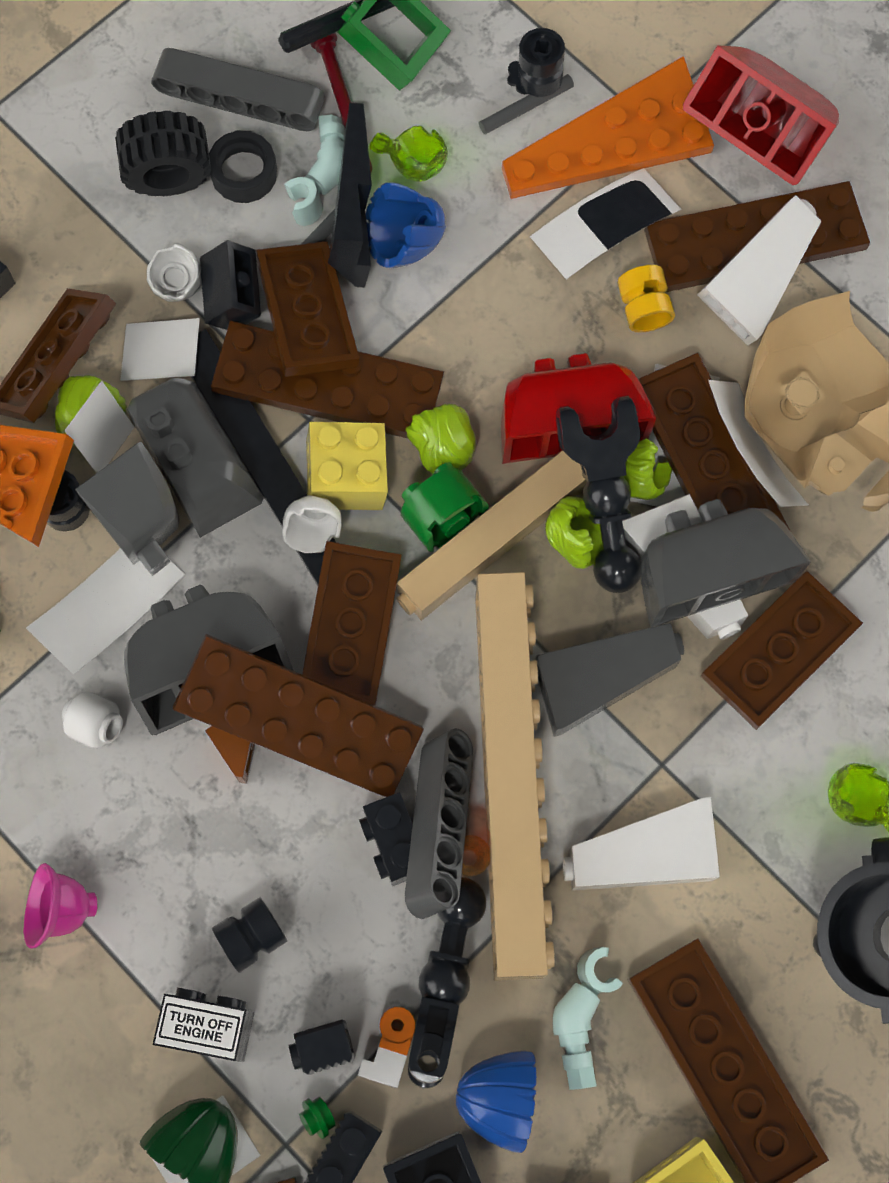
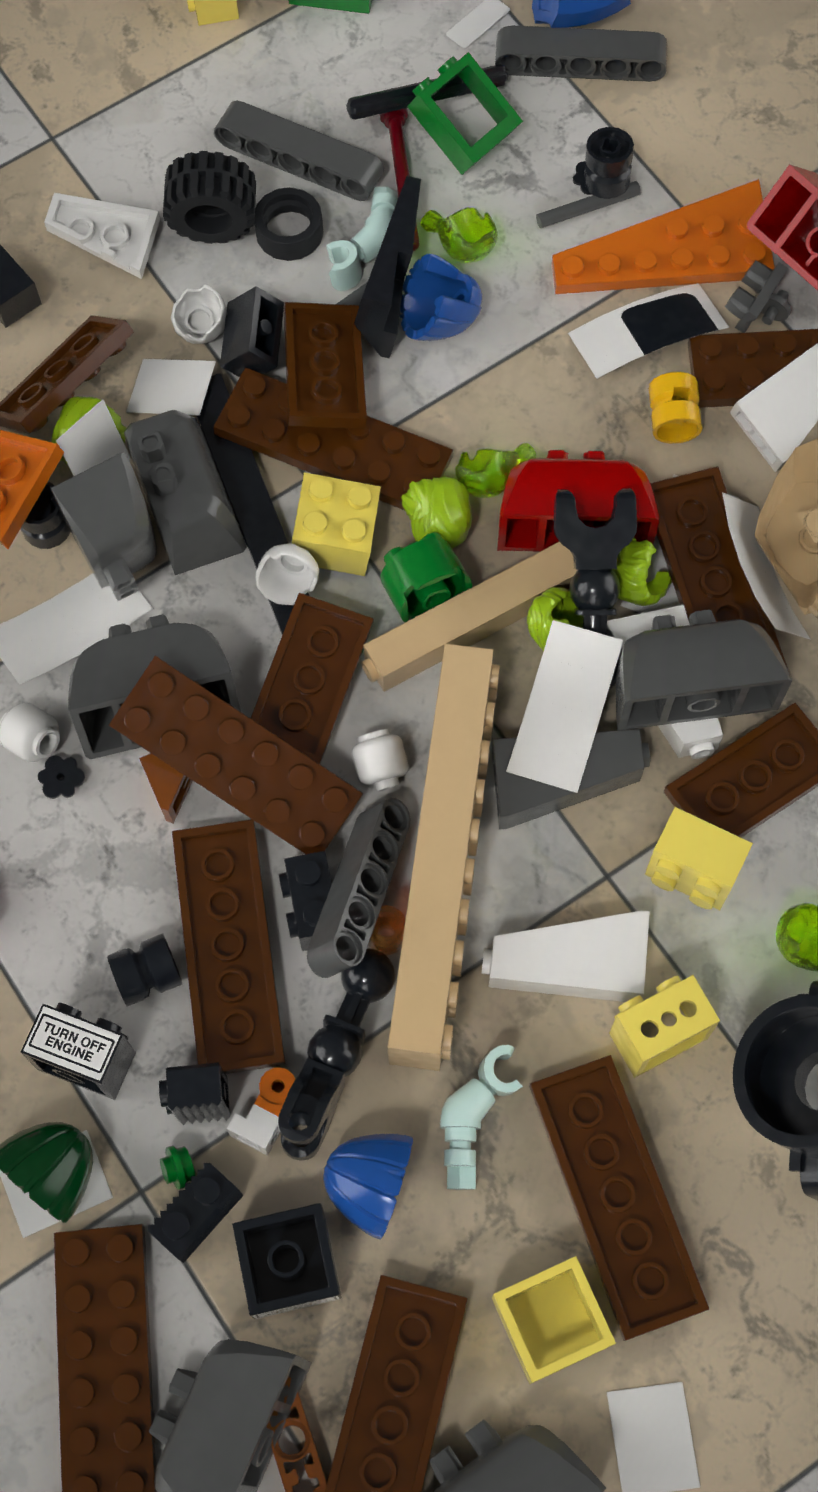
camera: 15 degrees right, 5 degrees down
(64, 198) = (105, 229): none -> white wing
(123, 749) = (55, 769): none -> black plant
(323, 898) = (228, 947): none -> reddish brown plate
(432, 690) = (380, 759): none -> white head
(484, 386) = (489, 469): none -> clear neon green hair
(598, 613) = (565, 706): none -> white sticker
(698, 187) = (748, 307): none -> dark grey hips
(743, 882) = (689, 1030): none -> light yellow piece
(746, 740) = (697, 859): none -> light yellow piece

